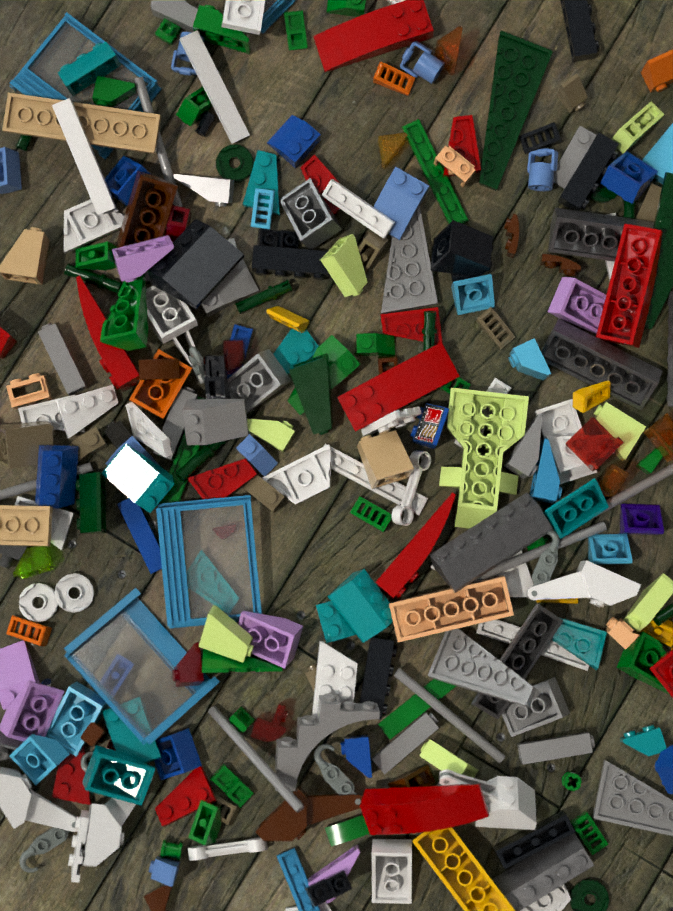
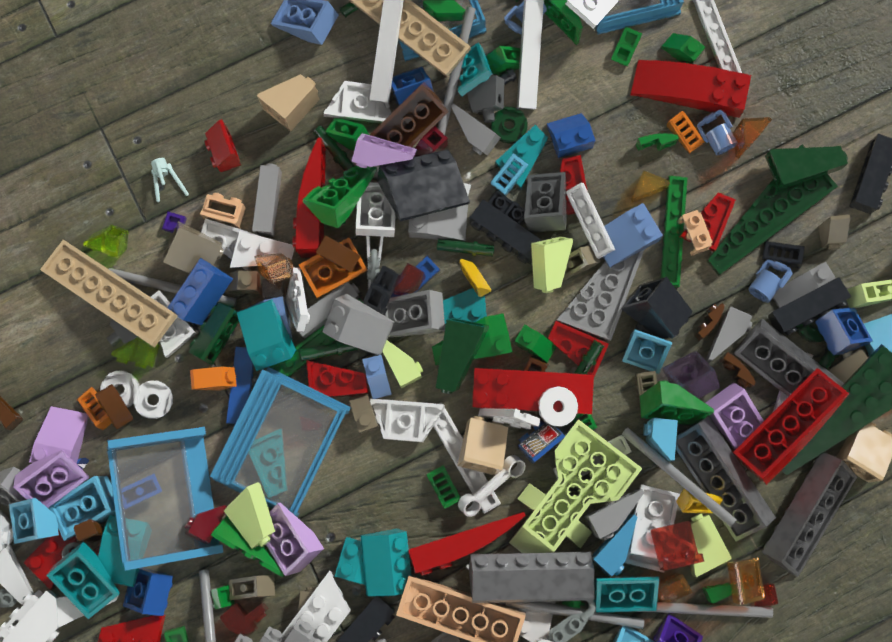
camera: 40 degrees right, 5 degrees down
(45, 618) = (114, 406): none -> reddish brown slope
(109, 414) = (274, 267): none -> clear orange slope
(117, 542) = (213, 378): none -> orange slope
(175, 132) = (475, 69): none -> teal wing
(200, 150) = (487, 98): none -> dark grey torso
(261, 696) = (252, 587): none -> dark tan slope
(376, 99) = (660, 140): none -> green slope
(438, 383) = (568, 411): none -> white tile
(511, 50) = (800, 165): none -> dark green slope
(522, 325) = (673, 403): none -> green slope
(524, 293) = (692, 374): none -> clear purple slope
(534, 229) = (732, 327): none -> light grey slope
(563, 385) = (679, 477): none -> light grey piece

